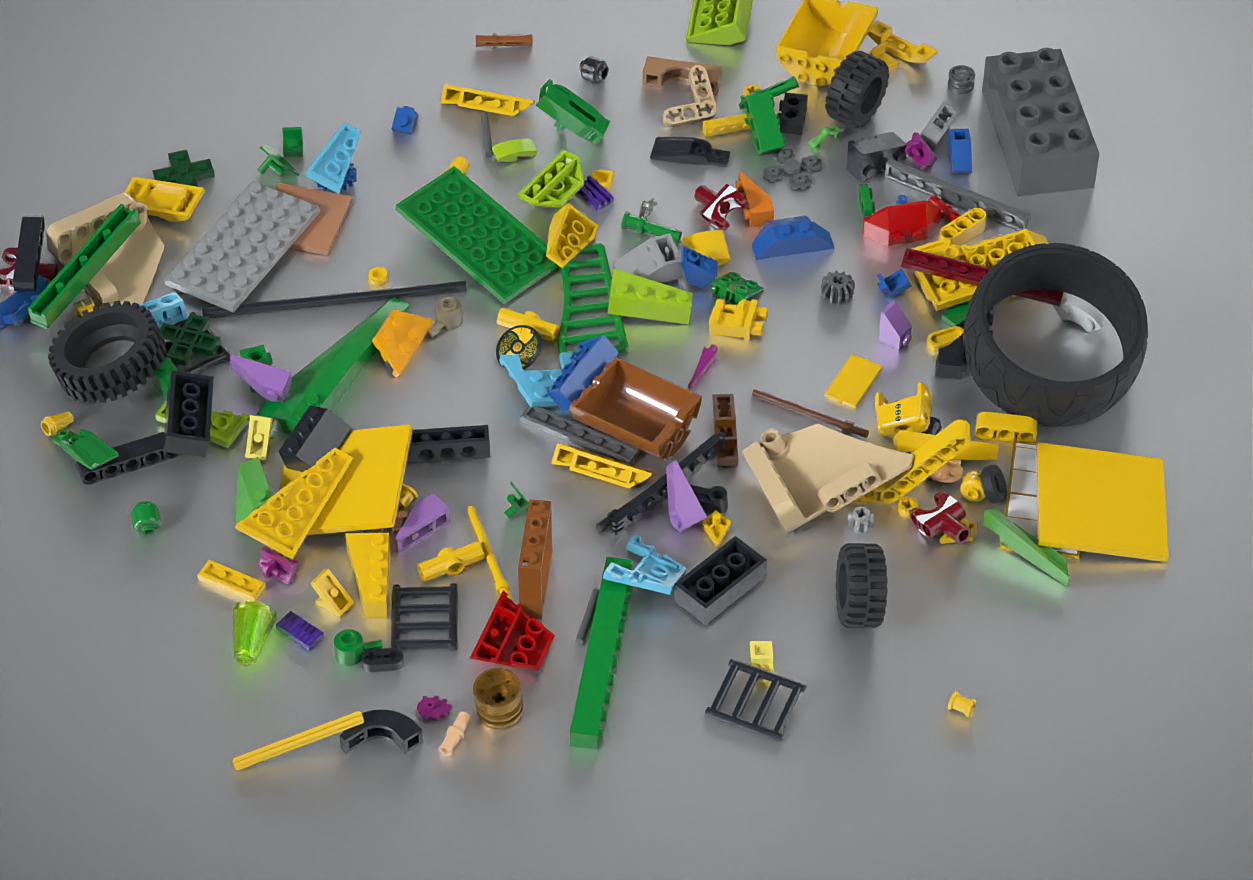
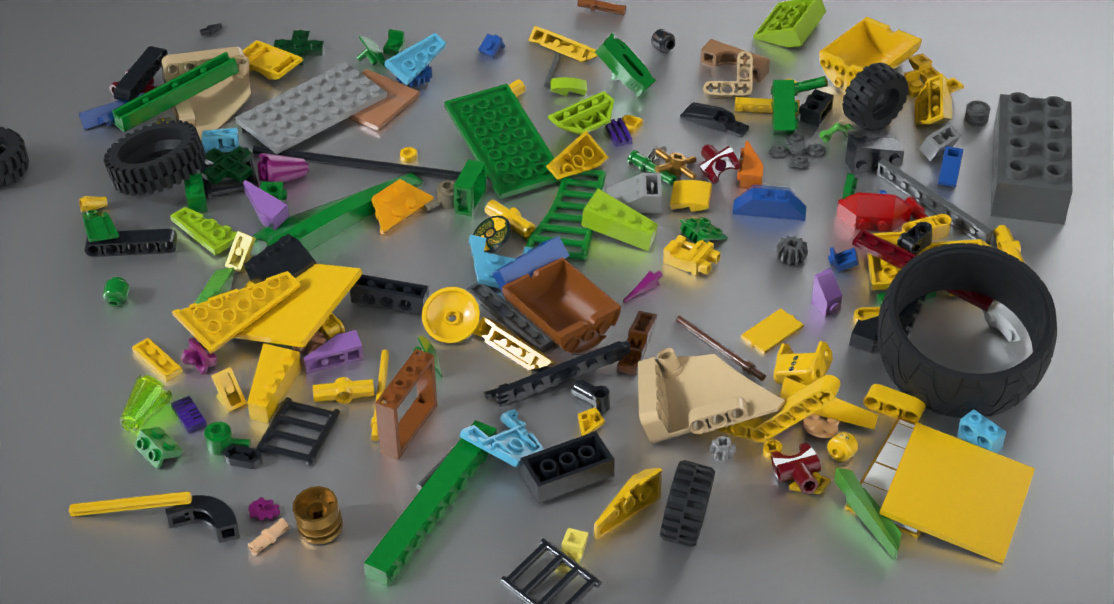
camera: 20 degrees right, 5 degrees down
(68, 174) = (211, 29): none -> black bar
(188, 414) = (188, 218): black brick -> none
(248, 330) = (281, 168): none -> magenta cone
(287, 673) = (156, 446): none -> green bracket
(472, 300) = (470, 186): none -> green window
(513, 638) = (359, 467): red wedge -> none
(527, 436) = (444, 305): none -> yellow dish
(675, 217) = (675, 164): none -> pearl gold bar
(682, 502) = (565, 395): medium lavender slope -> none
(698, 268) = (672, 205): blue slope -> none
(799, 589) = (635, 496): none -> yellow wedge
(912, 78) = (933, 102): none -> yellow wedge
(920, 151) = (914, 160): magenta hips -> none
(963, 243) = (917, 238): none -> black piece
(993, 484) = (851, 448): black tyre -> none
(1049, 227) = (1006, 242): none -> yellow piece
(1100, 435) = (981, 432): none -> medium azure brick

